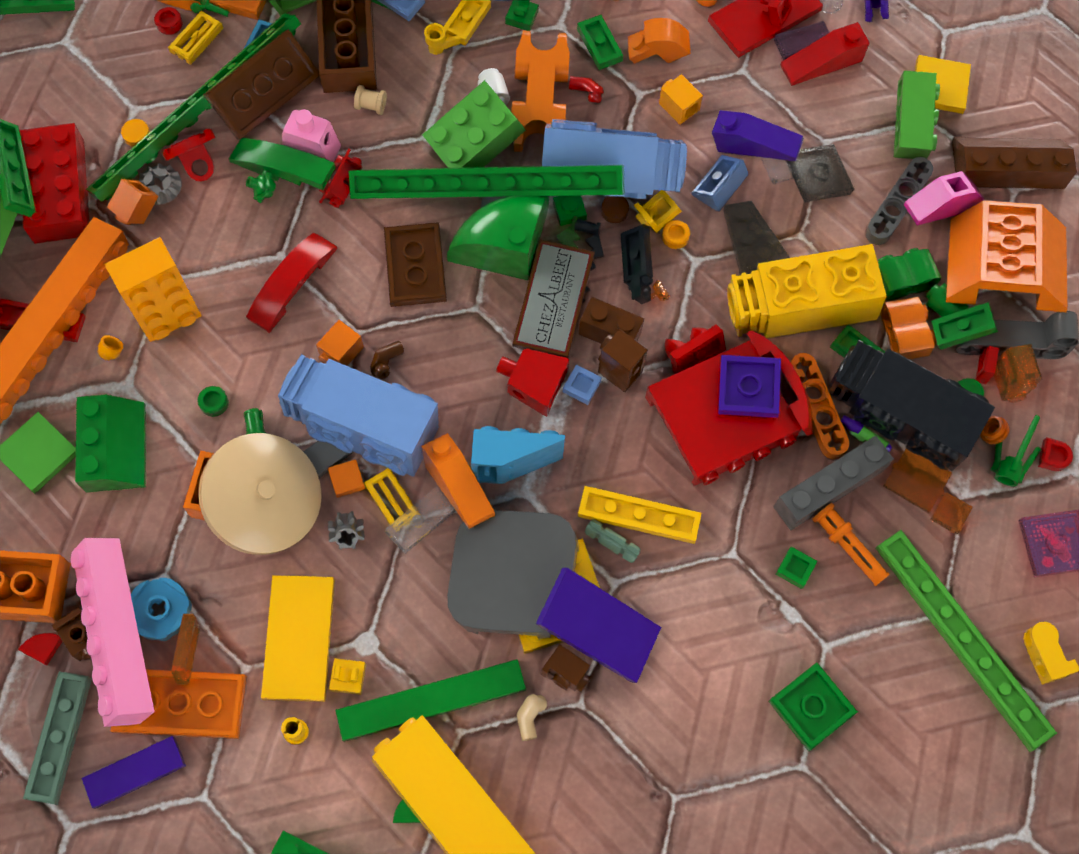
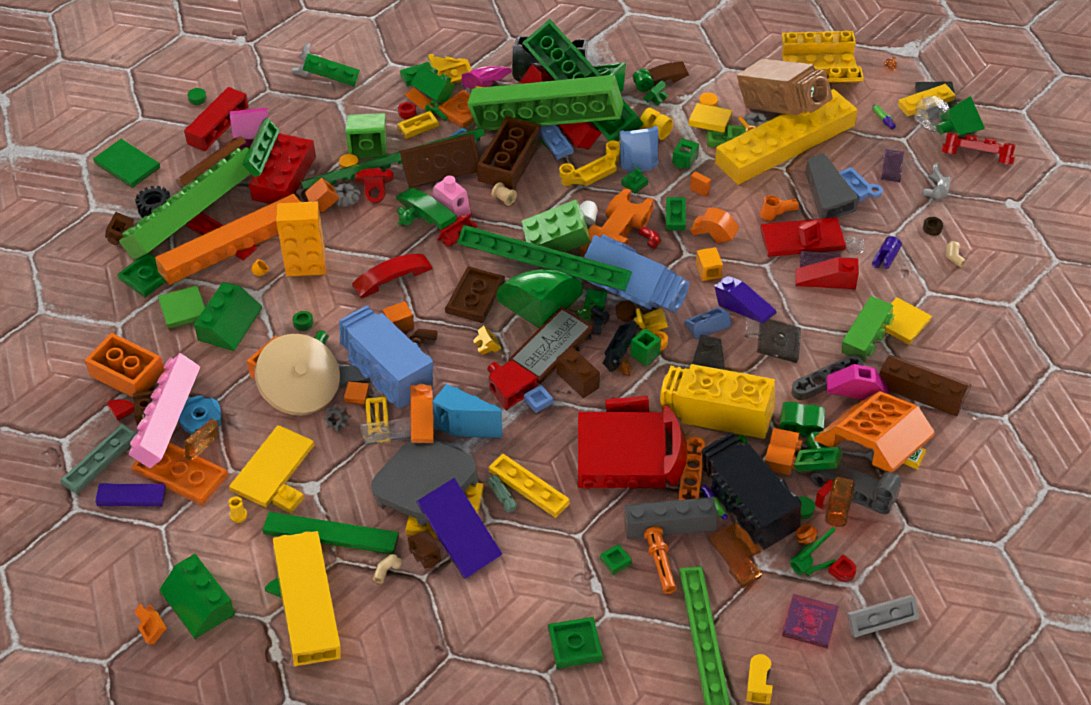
camera: 30 degrees right, 20 degrees down
(140, 82) = (367, 135): none -> bright green slope
(474, 327) = (487, 340): none -> yellow tile
(621, 359) = (570, 391): reddish brown brick -> none
(673, 254) = (645, 347): none -> green brick
(749, 386) = (643, 434): dark purple plate -> none

